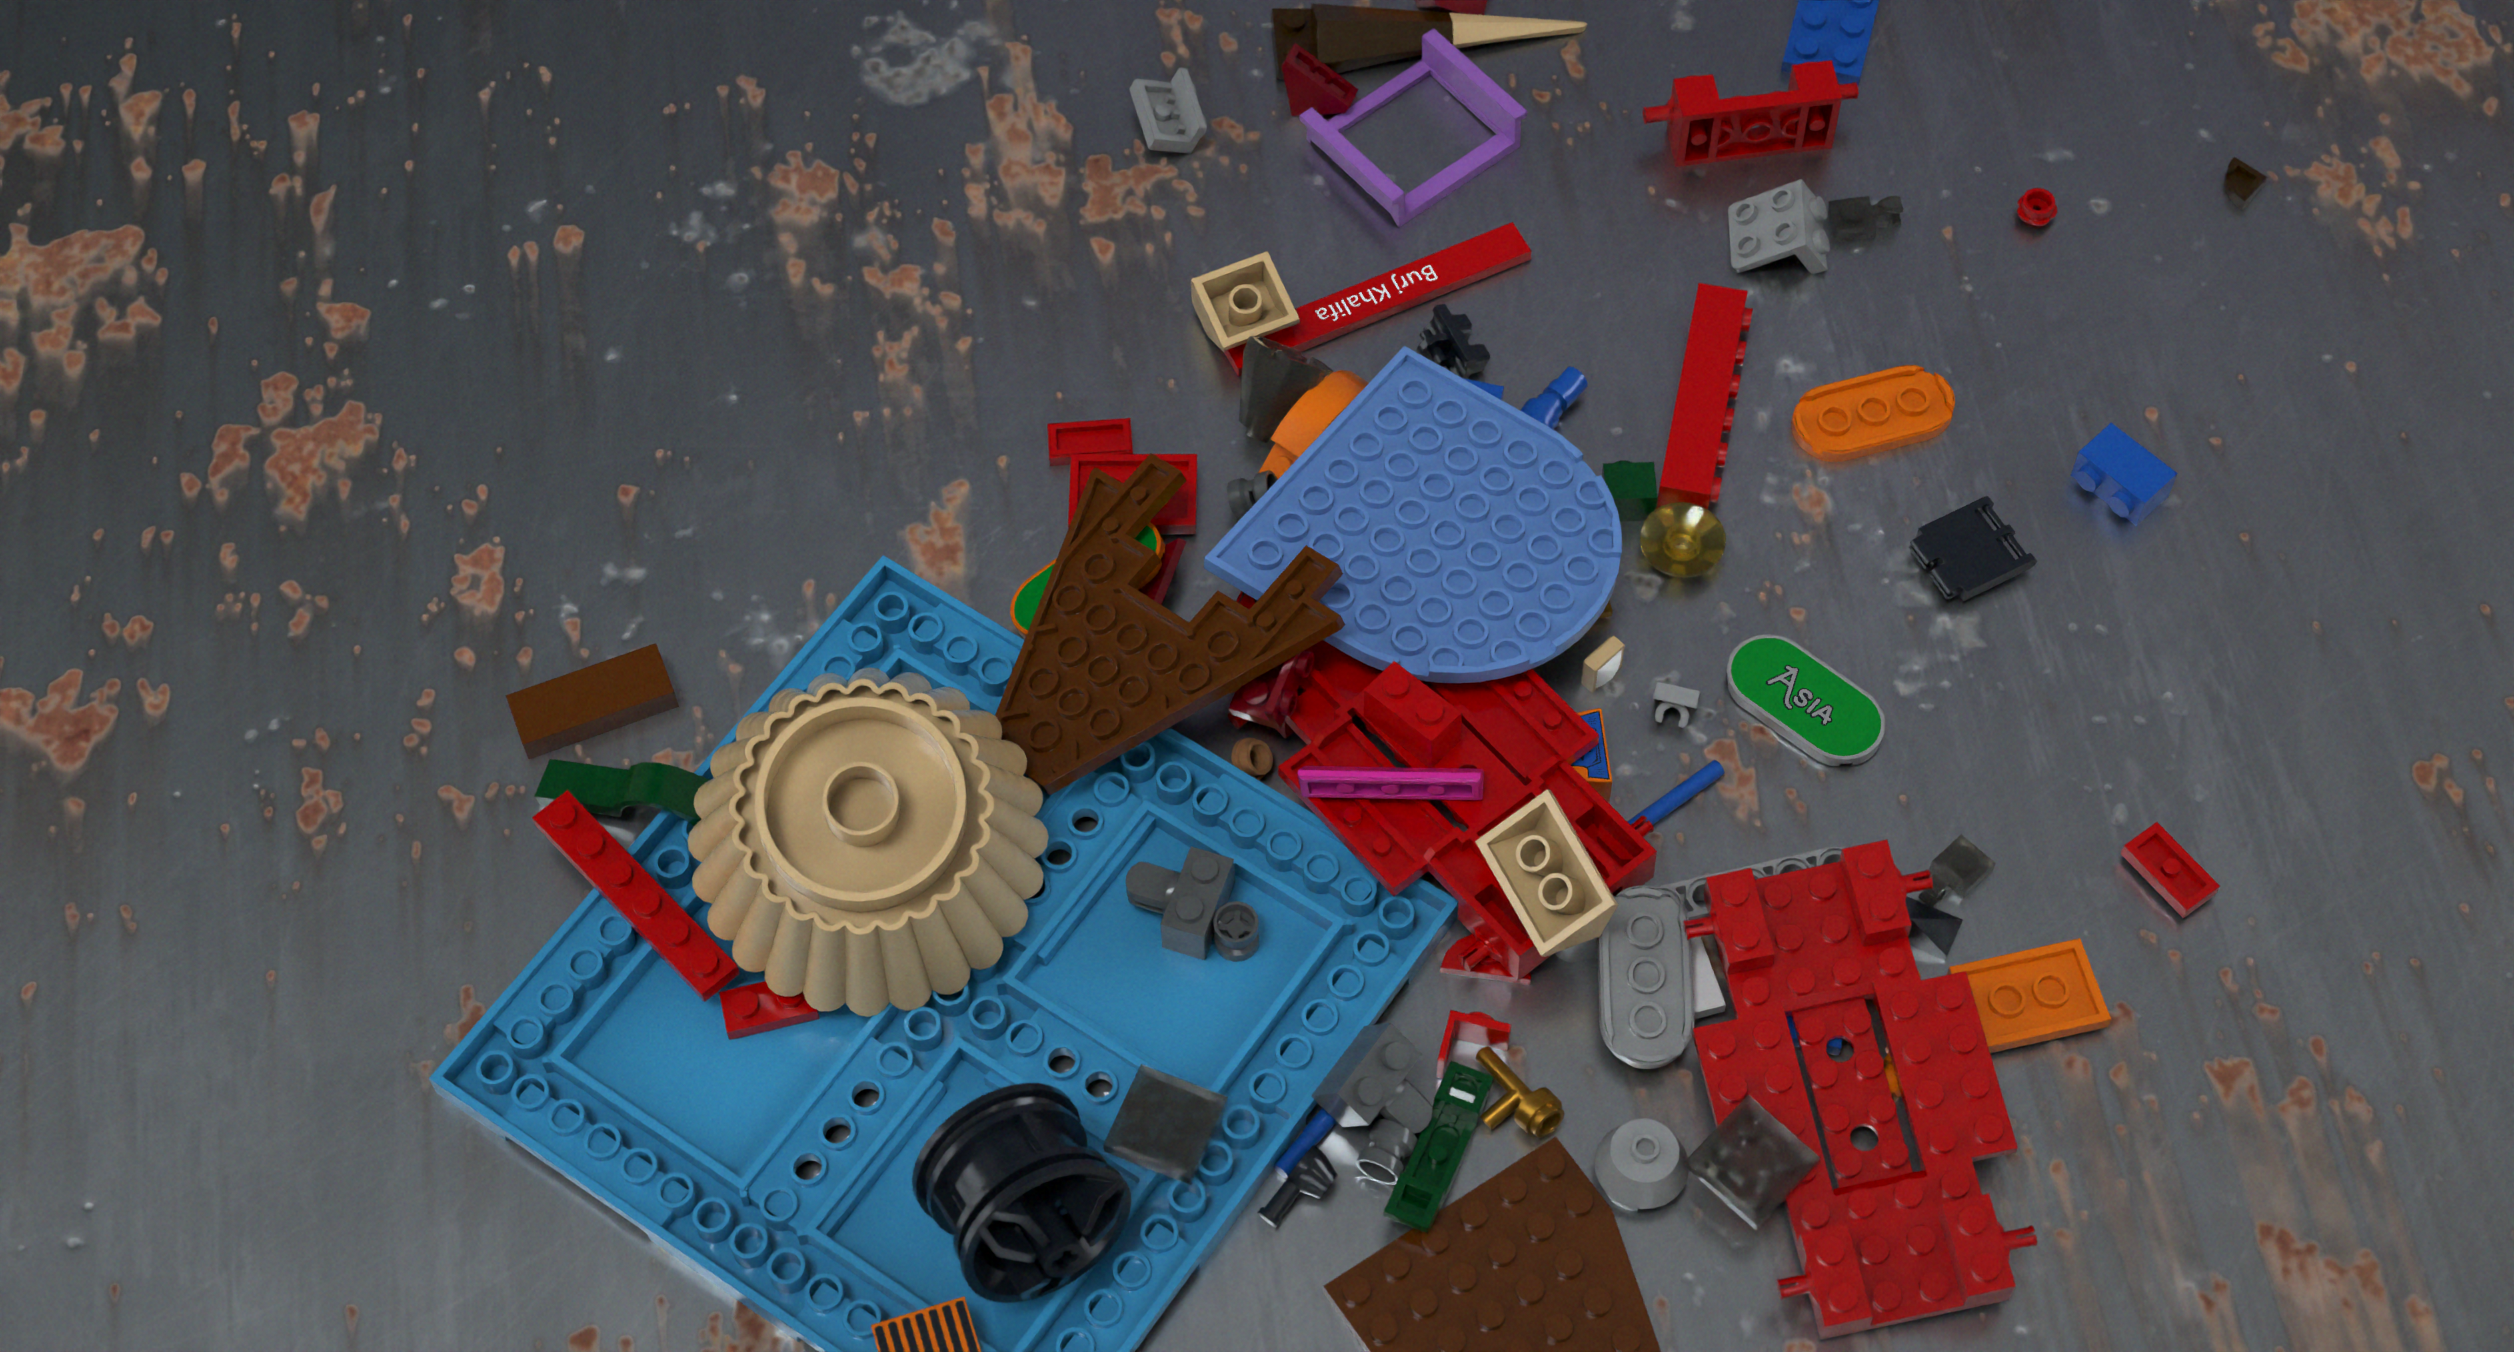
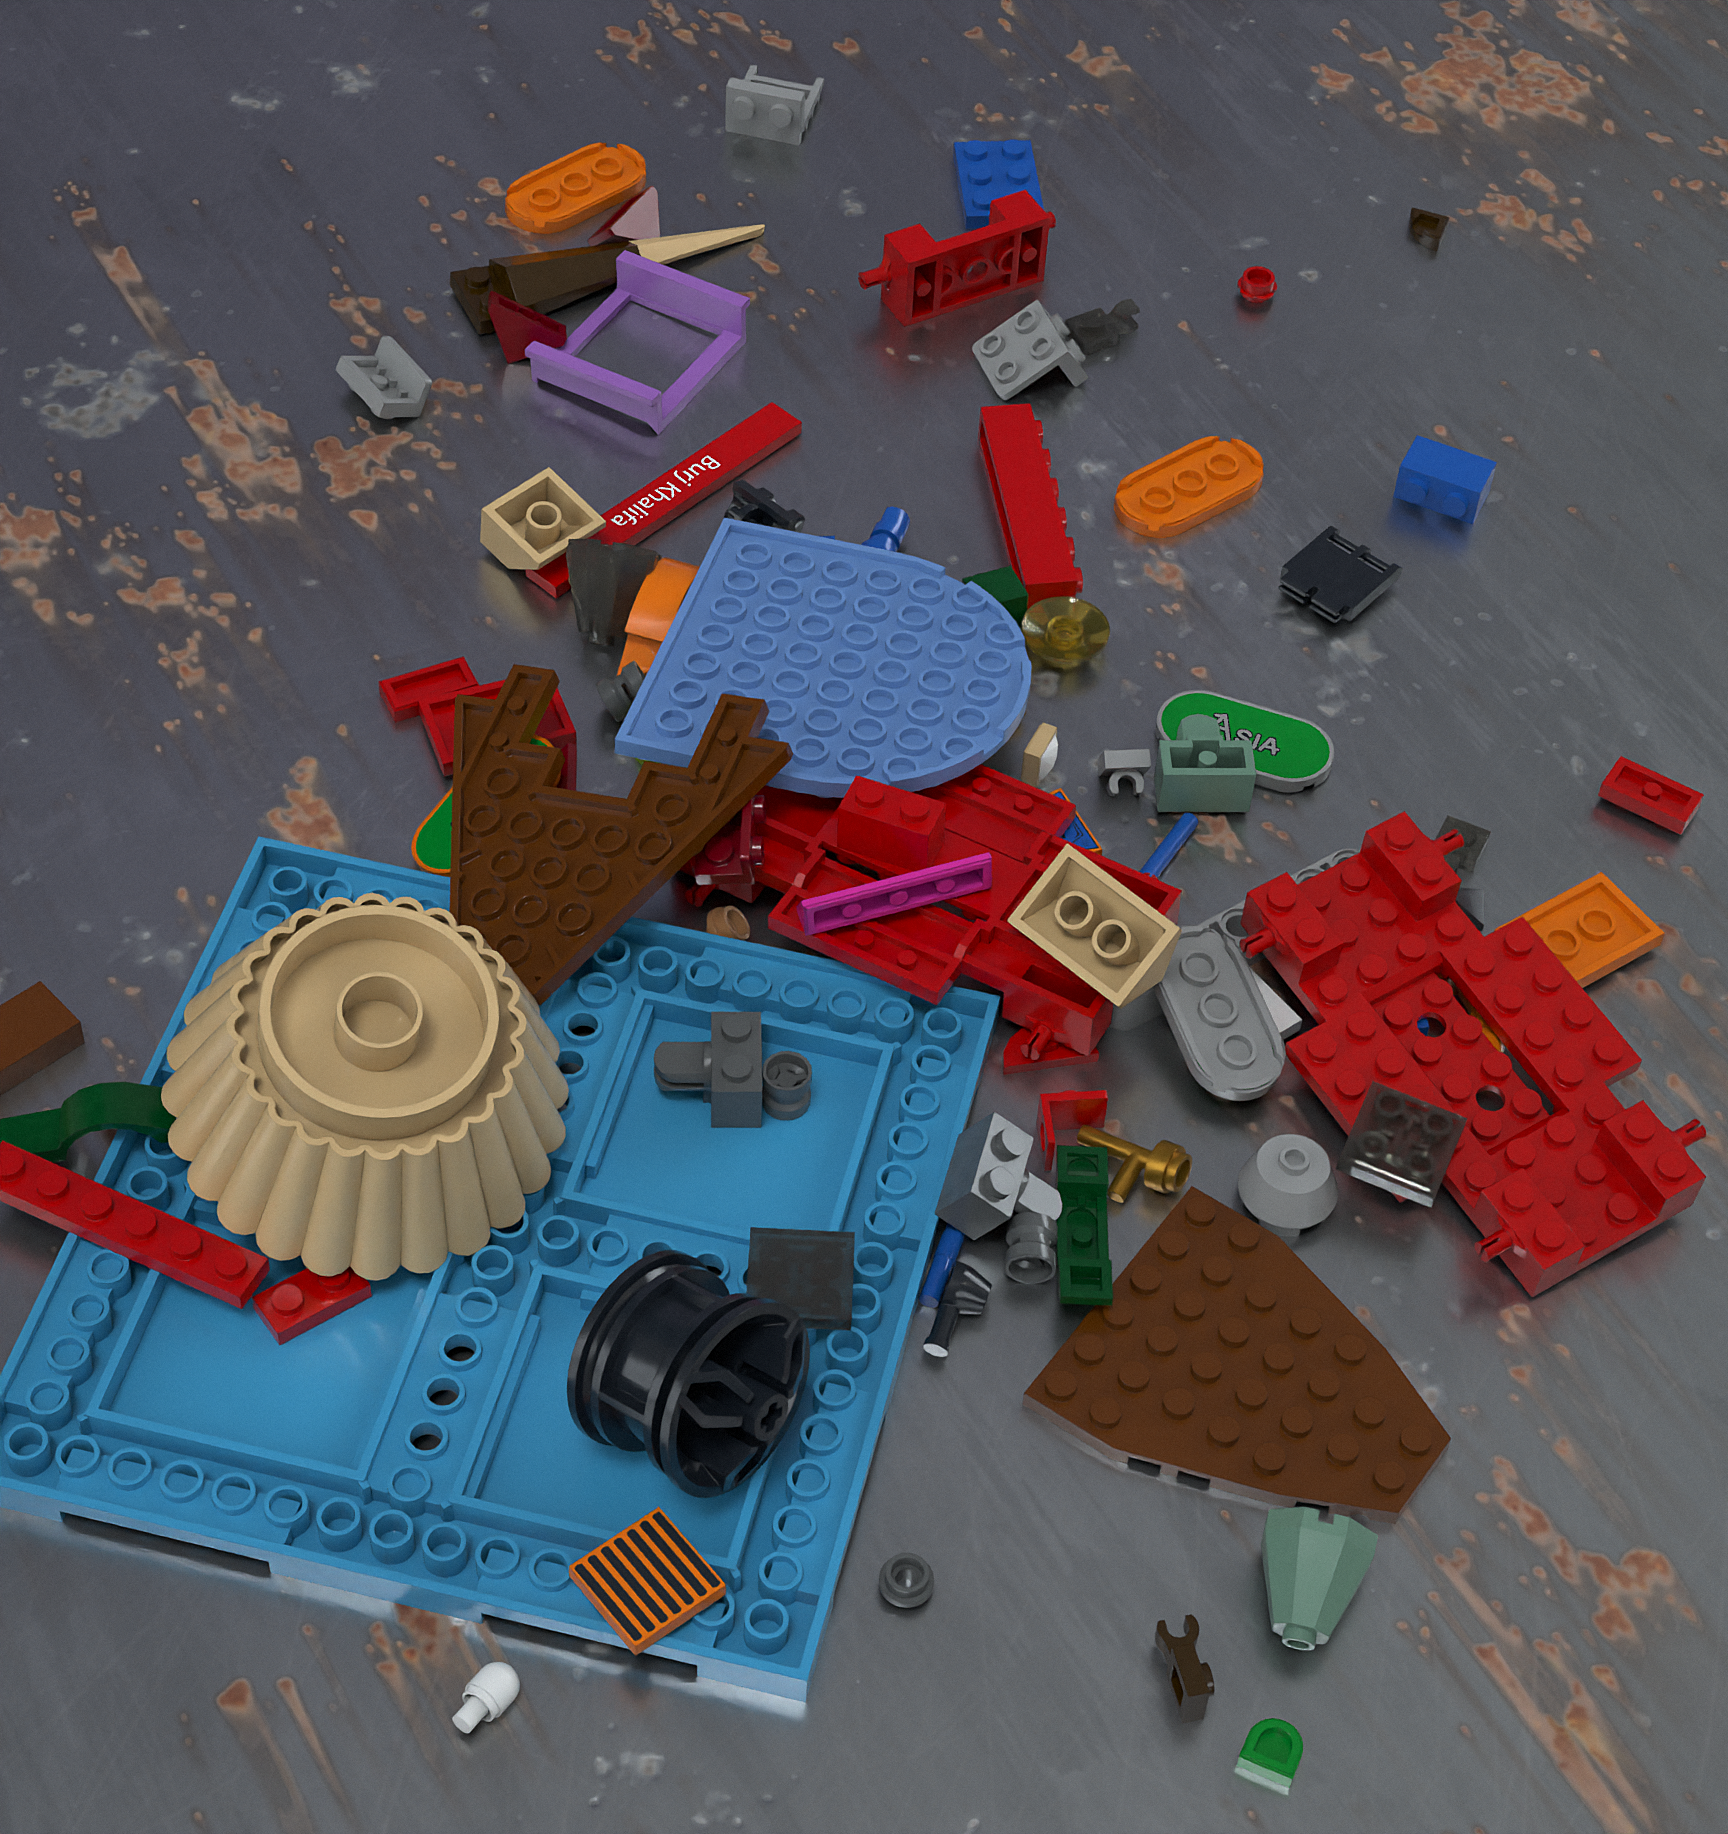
camera: 25 degrees left, 10 degrees down
(1745, 724) = (1204, 770): none -> sand green brick

